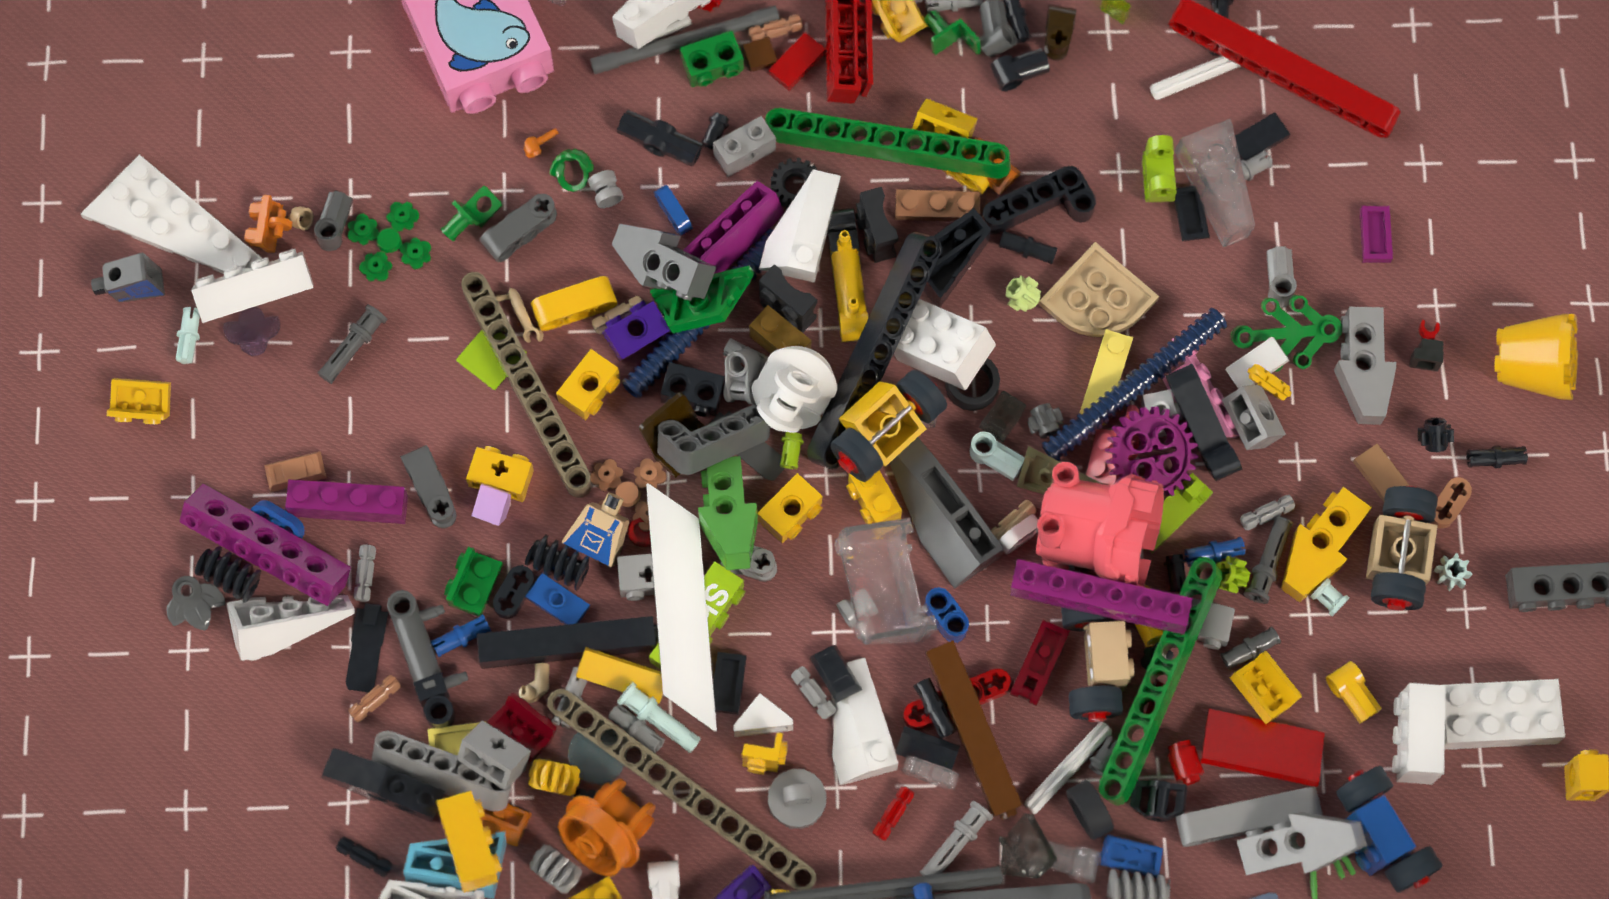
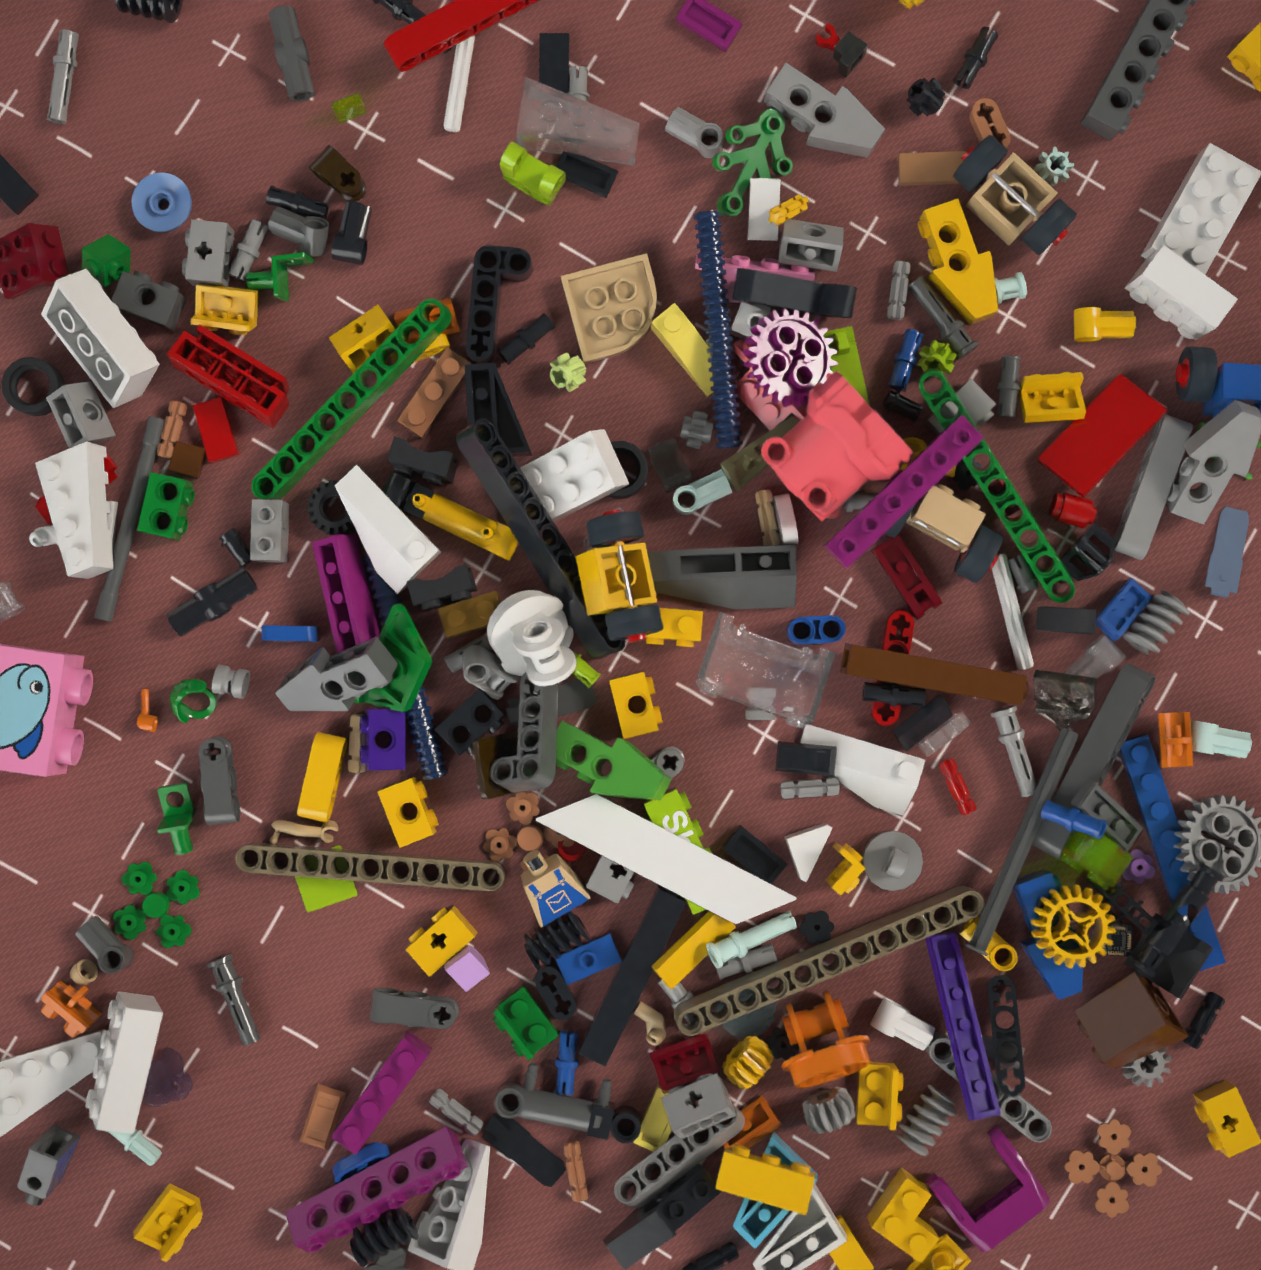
camera: 55 degrees left, 15 degrees up
(695, 764) = (825, 927): none -> black plant

